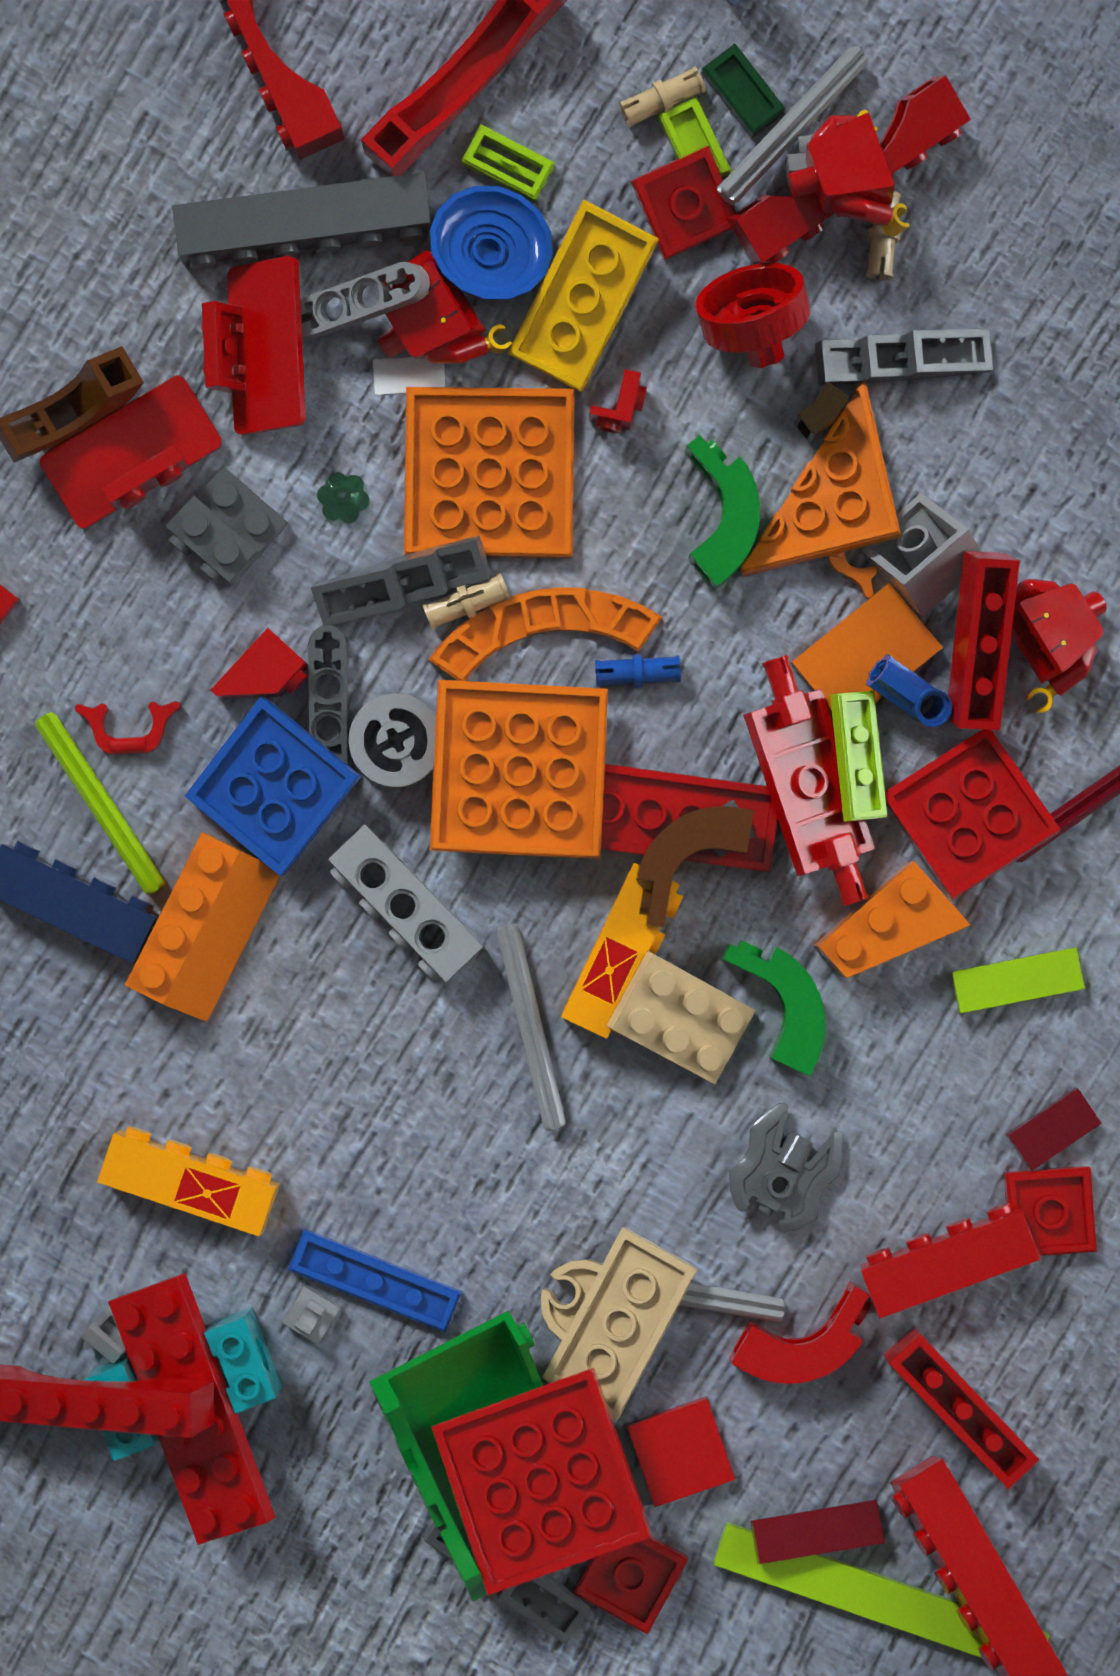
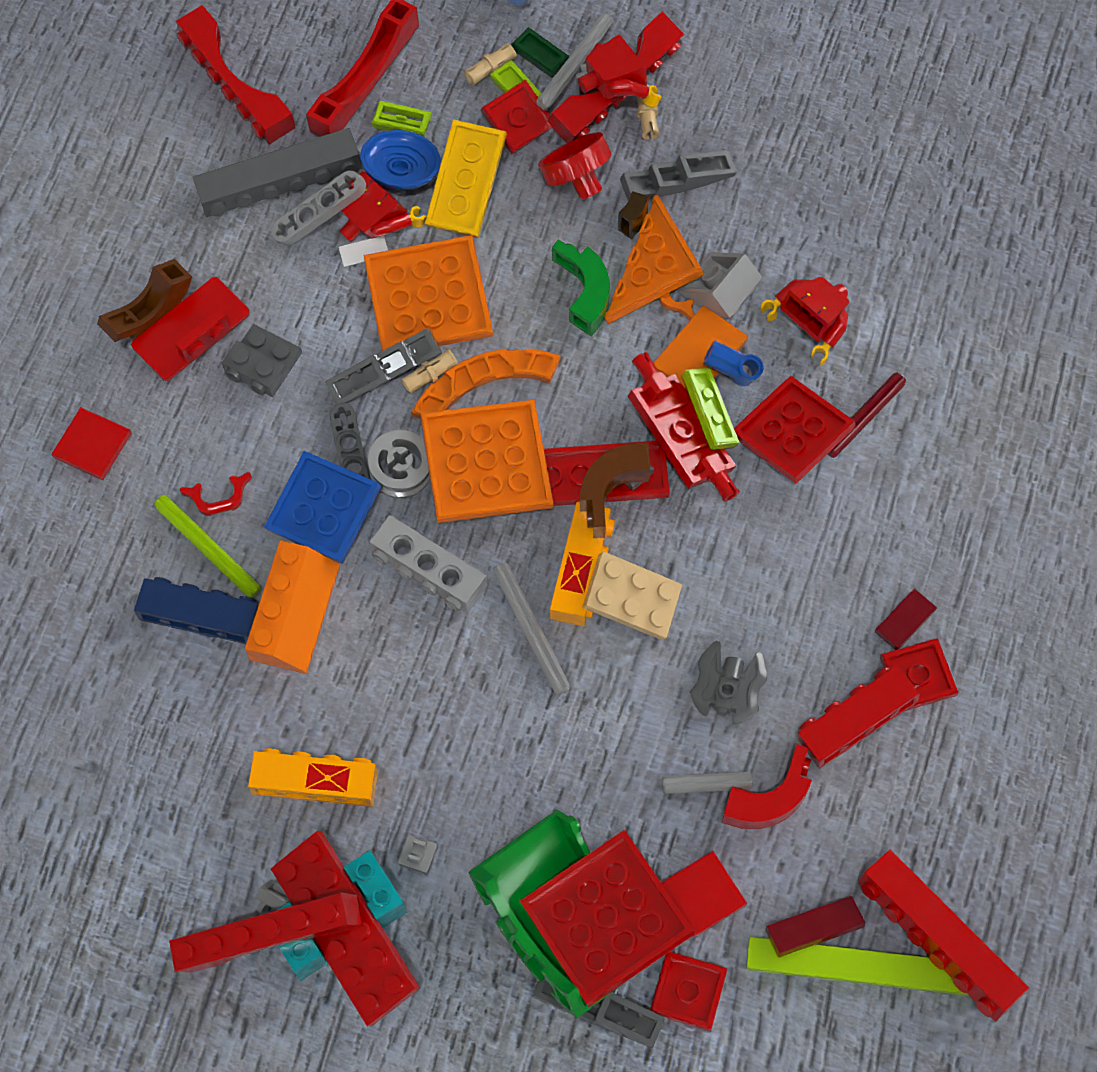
camera: 10 degrees left, 20 degrees down
(257, 346) = (263, 247): red bracket -> none
(263, 671) = (303, 433): red slope -> none
(348, 507) = (335, 330): clear green plant -> none
(374, 1280) = (457, 821): blue tile -> none
(615, 1314) = (635, 799): tan plate -> none
(630, 399) = (503, 244): red bracket -> none
(637, 671) = (553, 390): blue pin -> none
(803, 1010) = (706, 566): green arch -> none
(891, 922) = (758, 507): orange wedge -> none
(960, 1407) = (893, 812): red brick -> none
(982, 639) = (771, 318): red brick -> none
(1017, 980) = (854, 530): lime tile -> none

